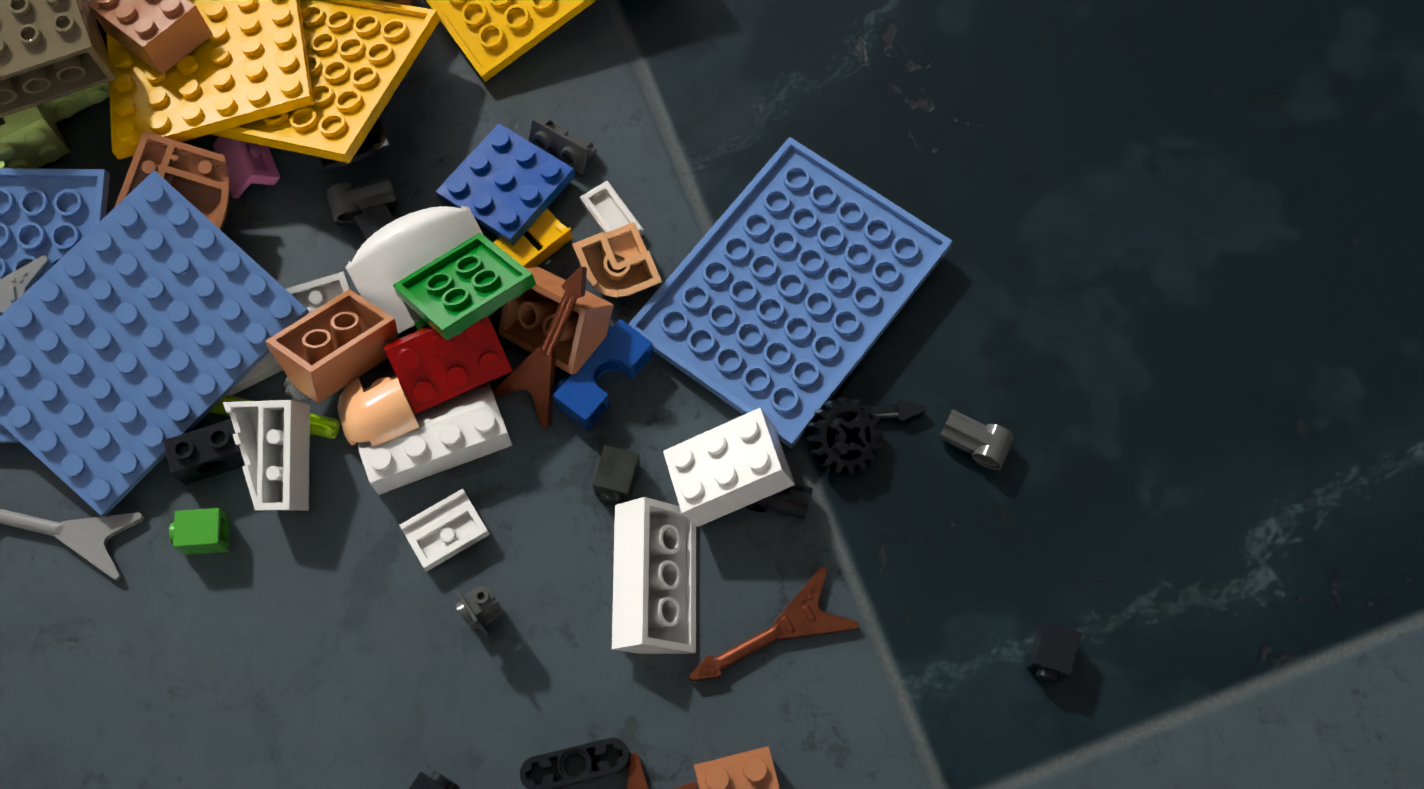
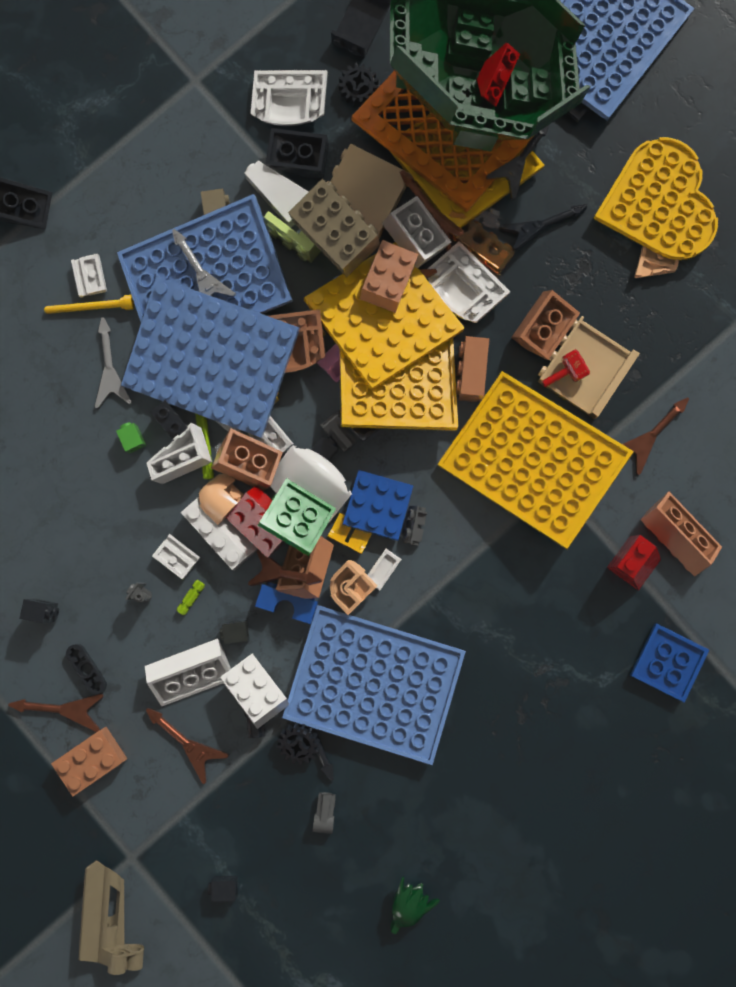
camera: 75 degrees right, 15 degrees up
(525, 532) = (190, 597): none -> lime axle
(1169, 354) = (409, 906): none -> dark green piece

